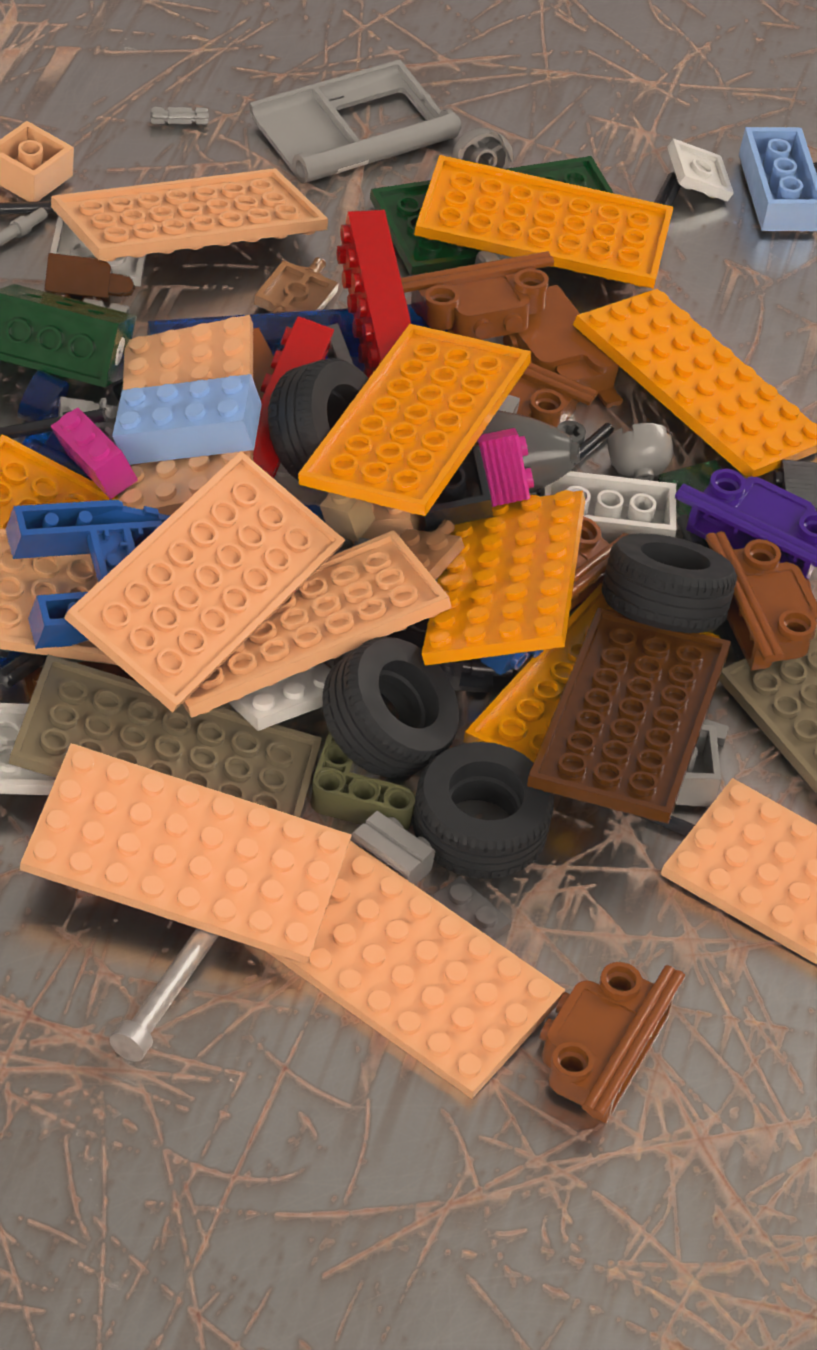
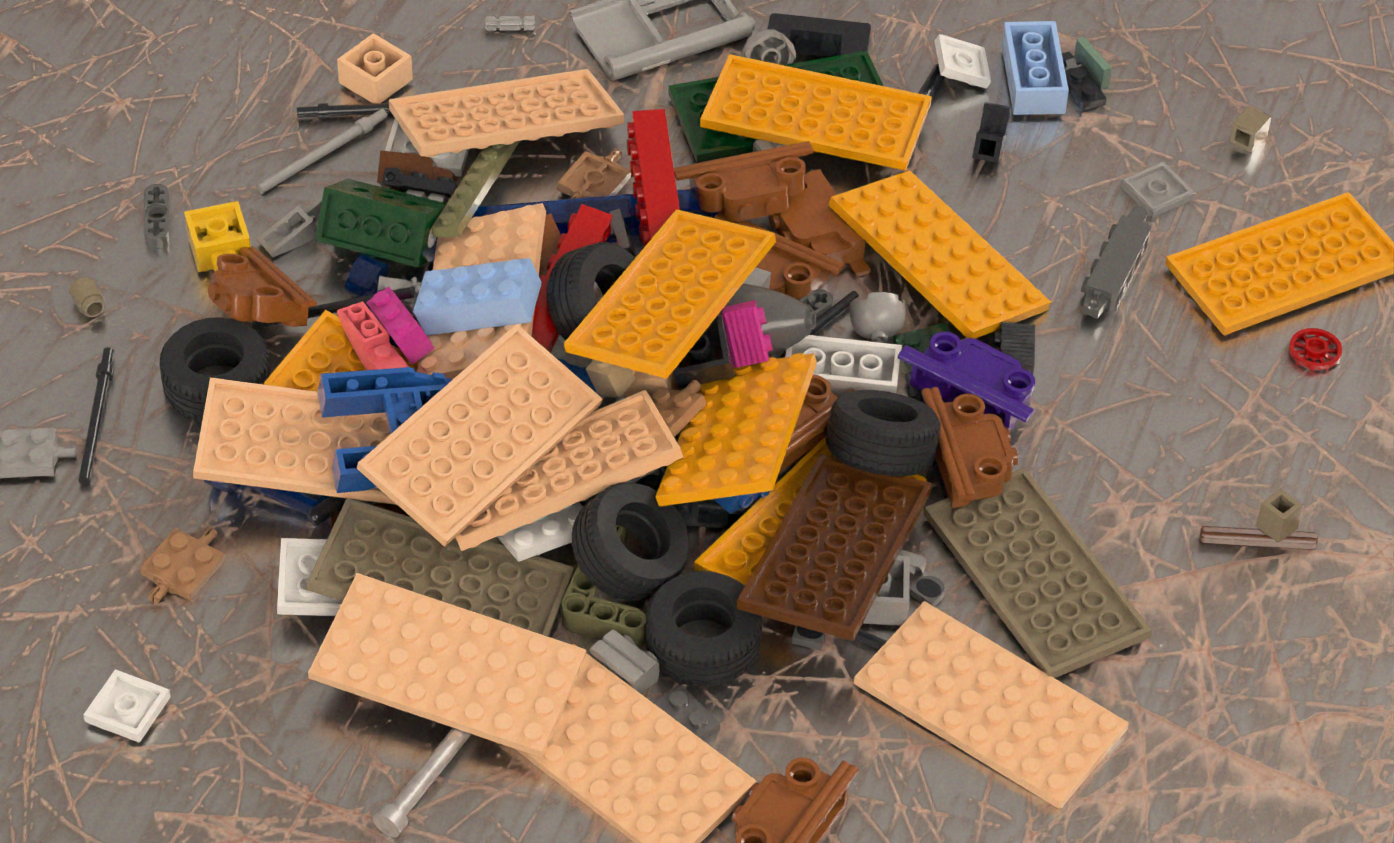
camera: 10 degrees right, 0 degrees up
(58, 467) = (369, 338): none -> coral slope
(95, 289) = (417, 181): none -> black hinge
(160, 301) = (472, 190): none -> olive plate
(539, 138) = (822, 35): none -> black bracket
(602, 819) = (808, 638): none -> dark grey tile
(735, 764) = (927, 589): none -> tile
(744, 248) = (992, 133): none -> black brick

